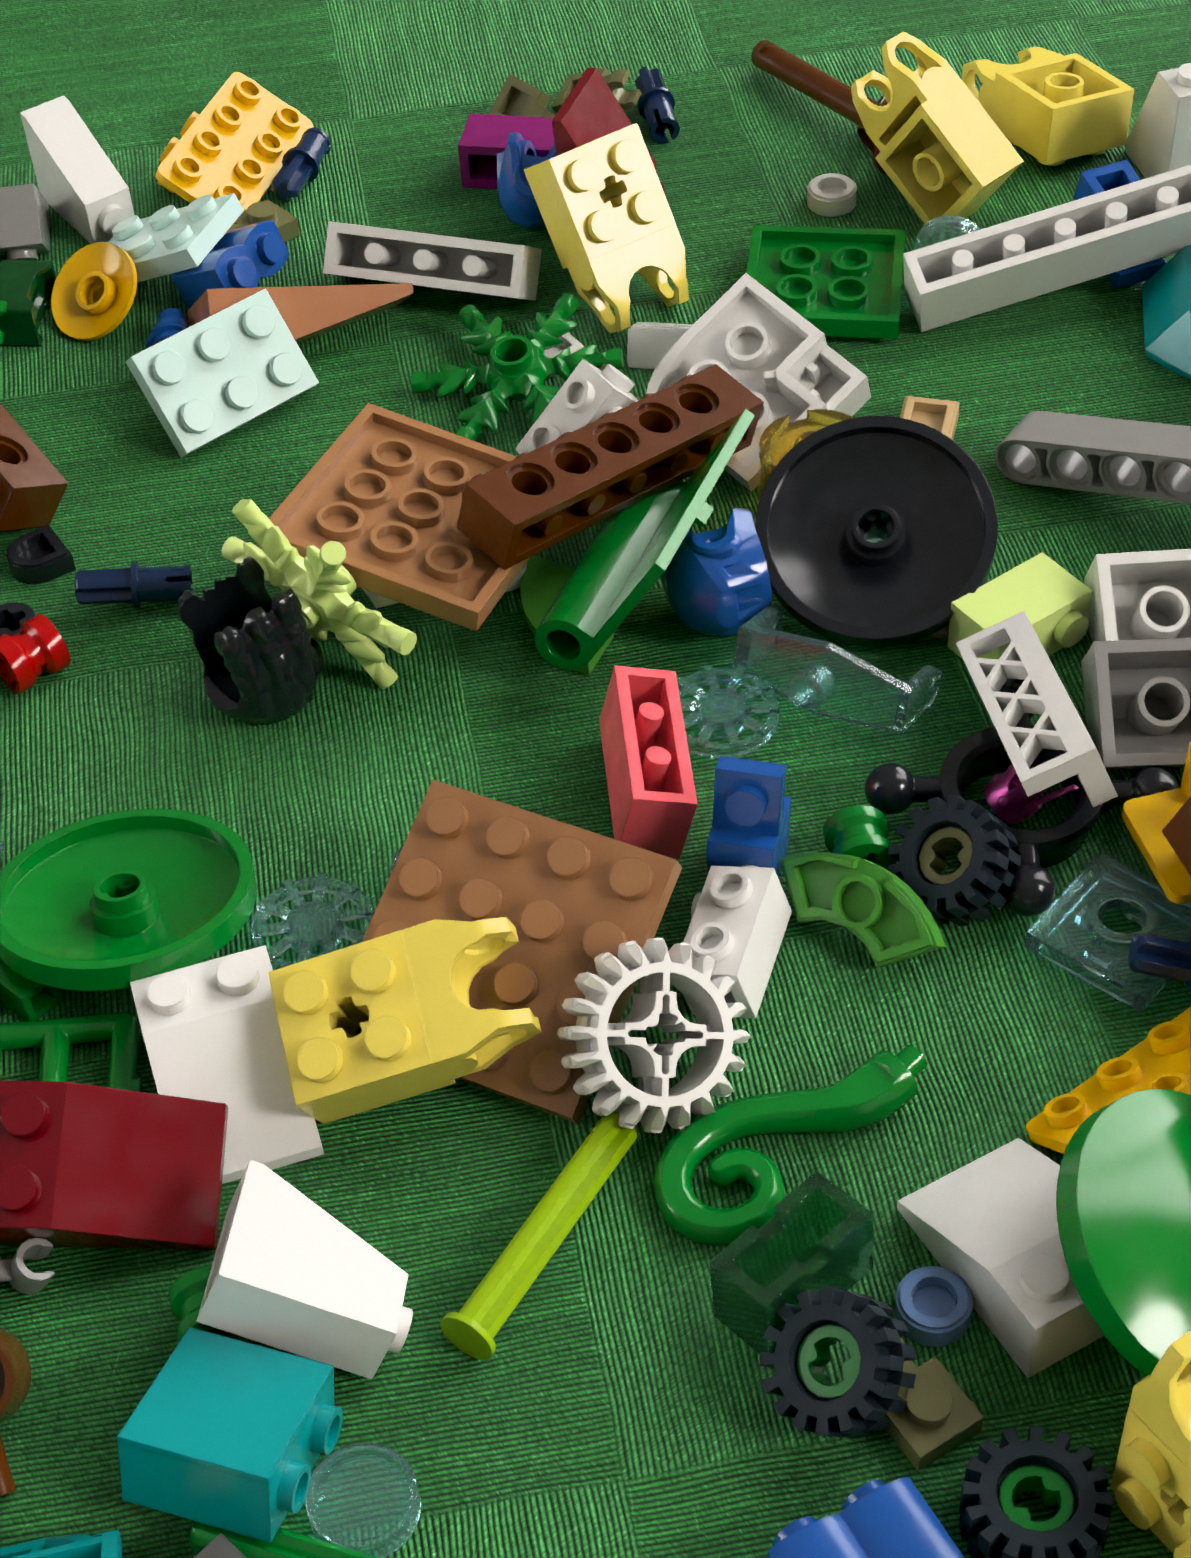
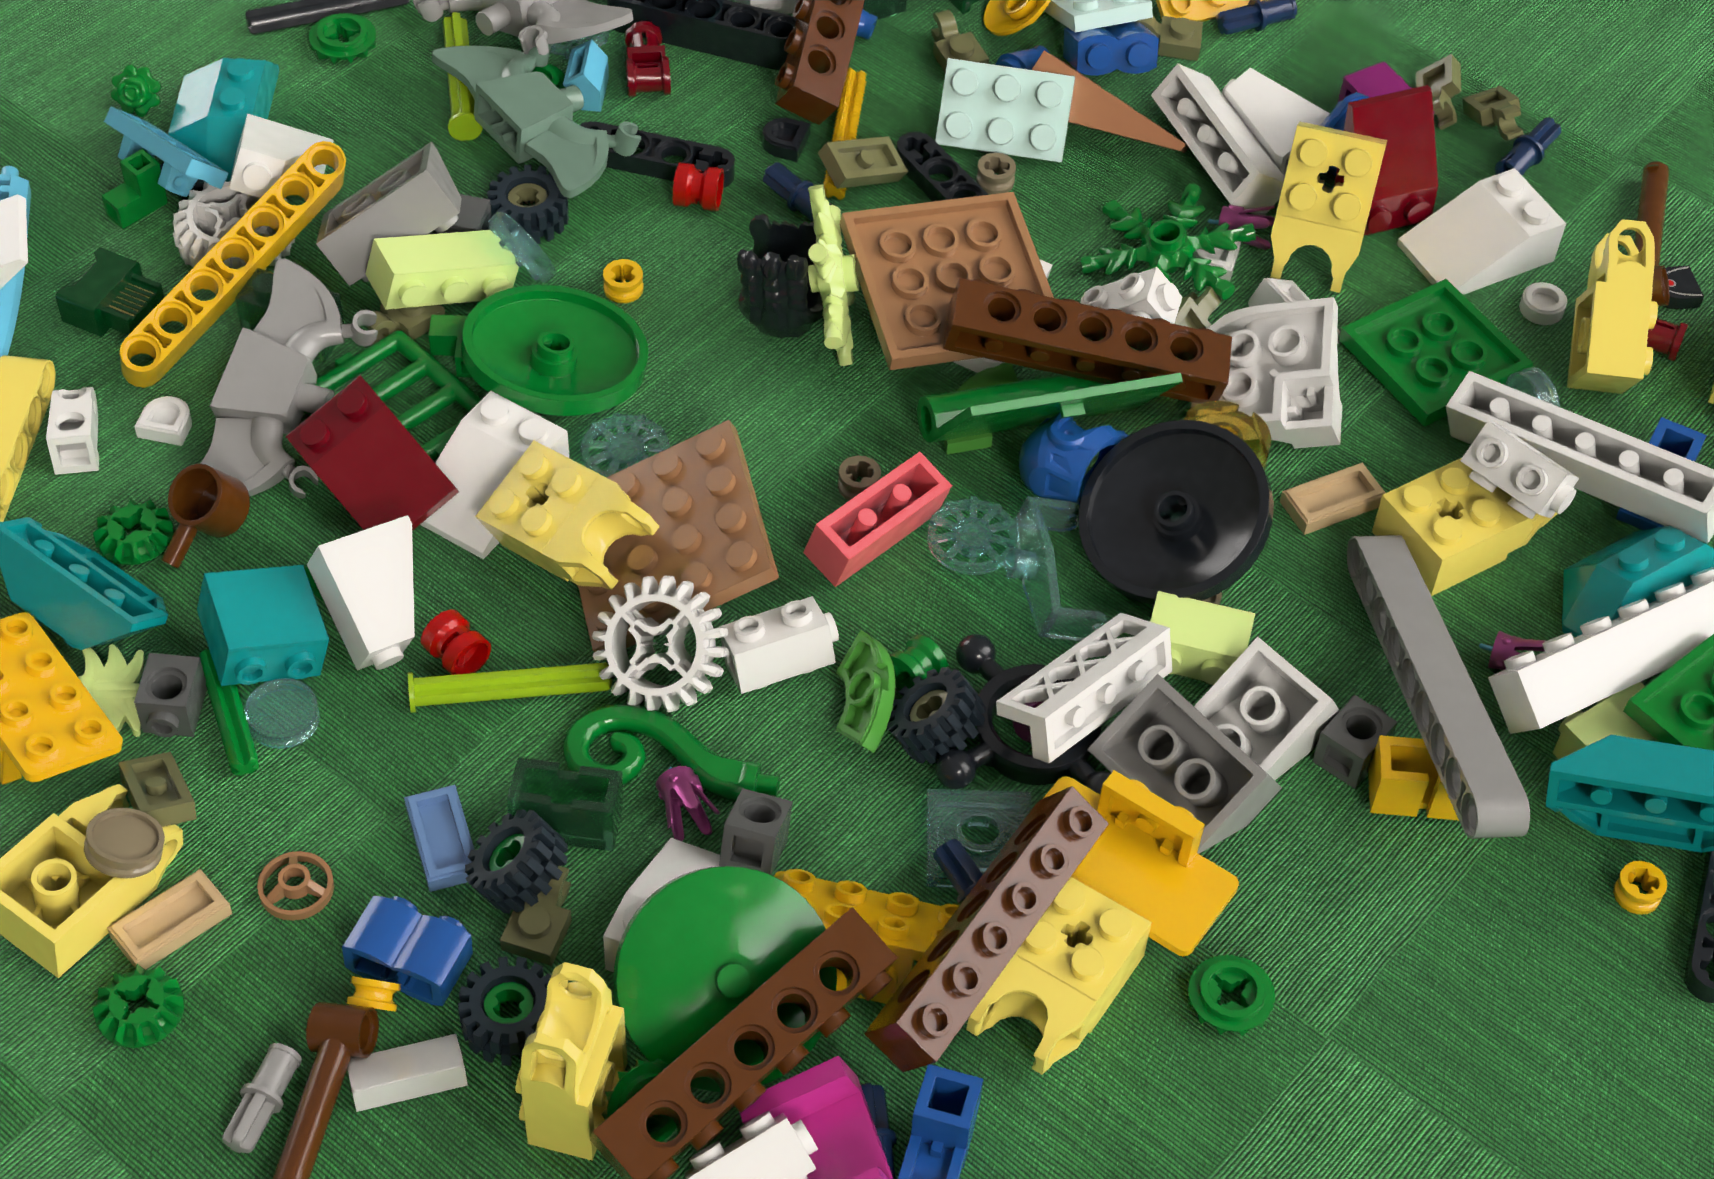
camera: 45 degrees right, 5 degrees up
(74, 778) = (625, 291): none -> yellow bush
(89, 374) = (952, 44): none -> olive plate
(110, 522) = (847, 120): none -> yellow axle
(158, 510) = (862, 162): none -> olive plate
(183, 473) = (935, 161): none -> black beam
(277, 434) = (1000, 164): none -> dark tan bush
(425, 1245) = (450, 638): none -> red wheel
(449, 209) = (1271, 113): none -> white slope
(531, 303) = (1236, 216): none -> flat silver piece
(553, 741) = (849, 472): none -> dark tan bush
(707, 1435) = (440, 836): none -> medium blue tile
(727, 175) = (1486, 234): none -> white slope
(749, 814) = (864, 595): blue brick -> none
(865, 1153) = (681, 788): none -> flat silver piece
(934, 1306) = (605, 892): medium blue tile -> none
(978, 1109) = (756, 831): none -> dark grey brick
(1040, 361) = (1453, 525): none -> light yellow brick
(1065, 279) = (1519, 470): none -> white brick

